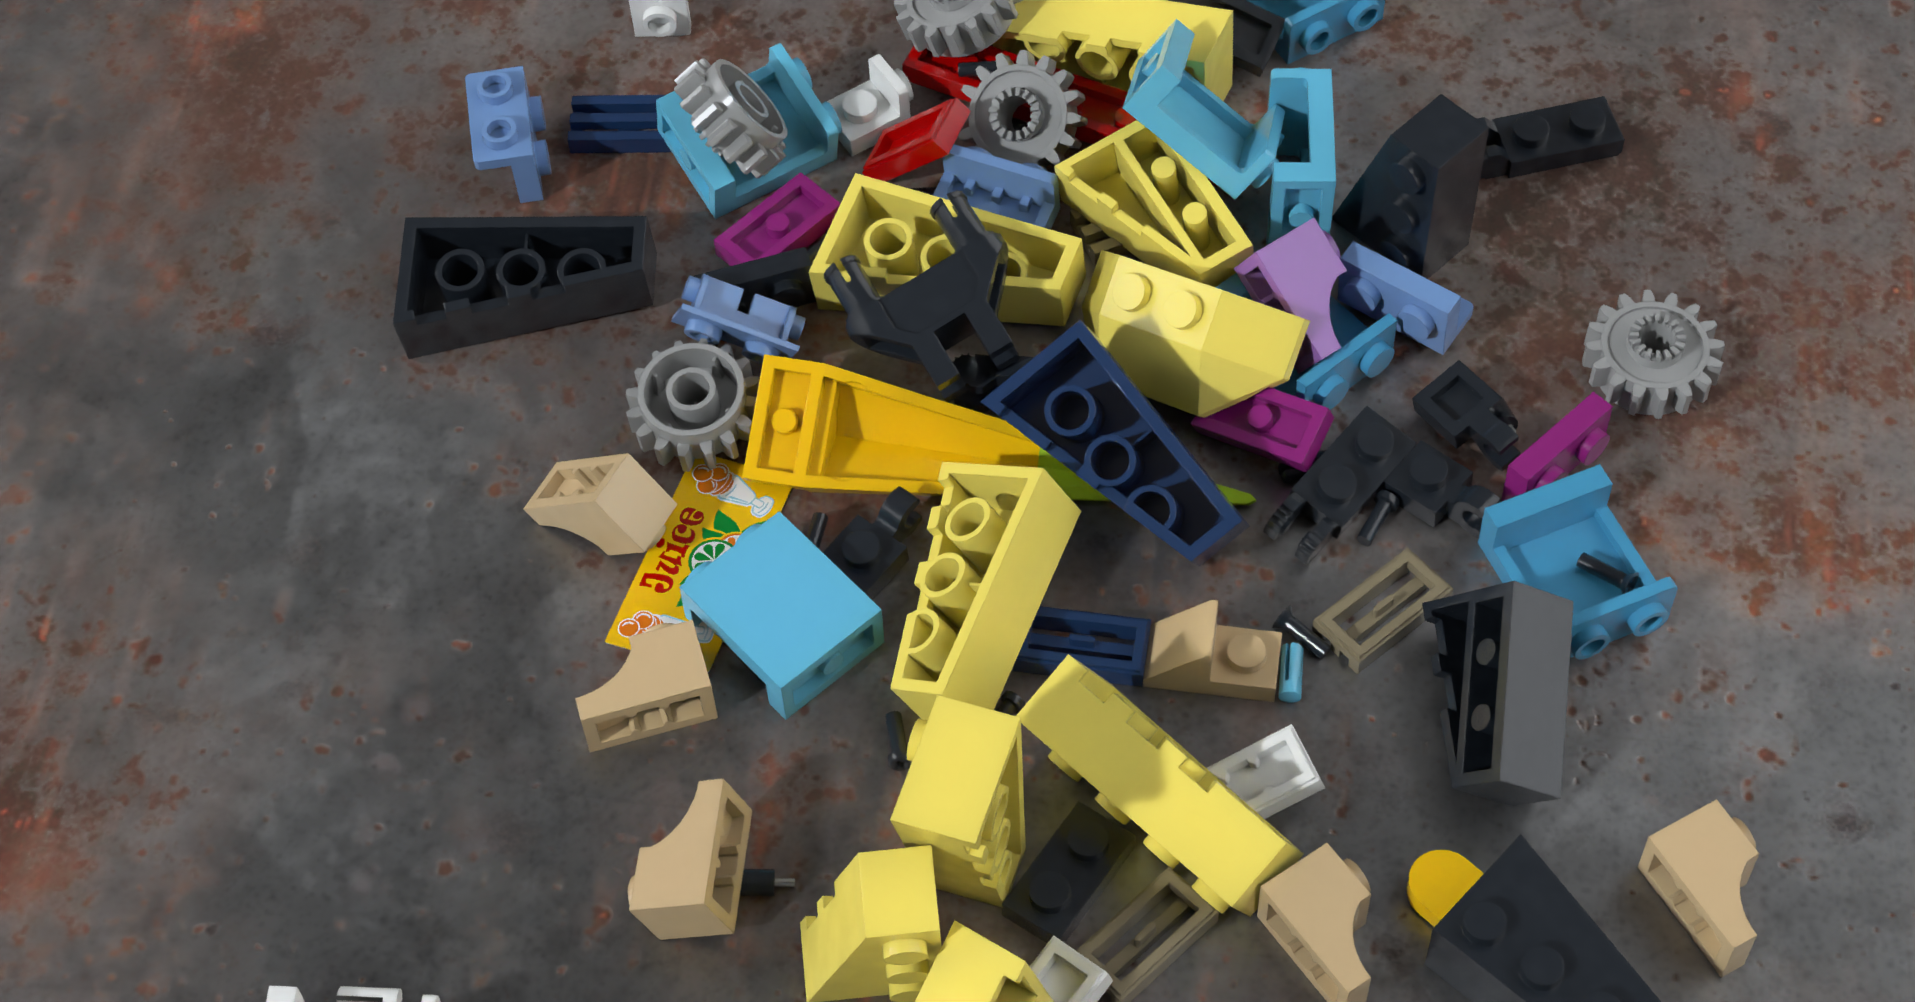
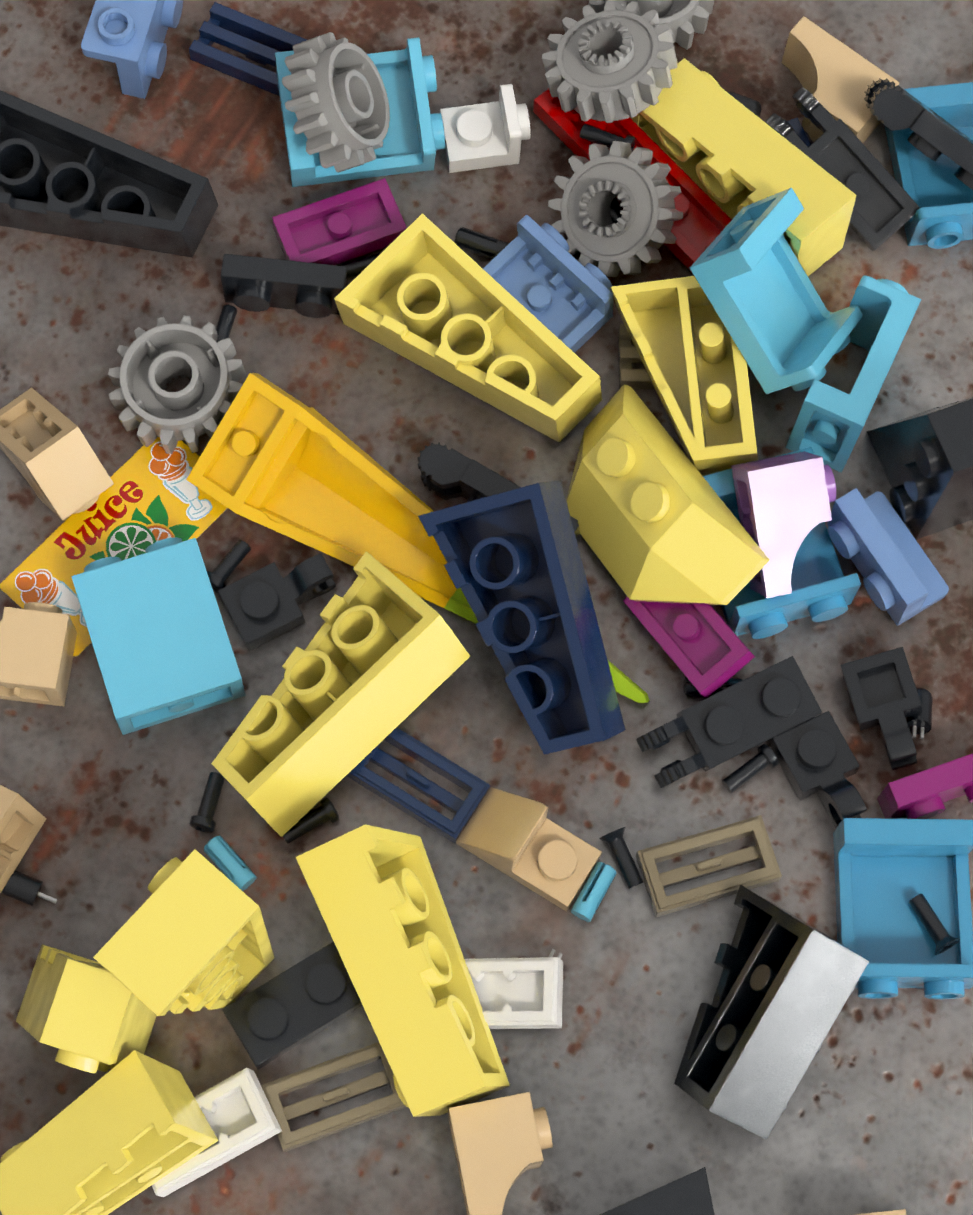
camera: 15 degrees right, 15 degrees up
(716, 318) = (232, 304): medium blue hinge -> none
(916, 141) = (504, 194): red tile -> none
(937, 305) = (432, 392): black connector -> none
(1439, 882) = (624, 1168): yellow tile -> none

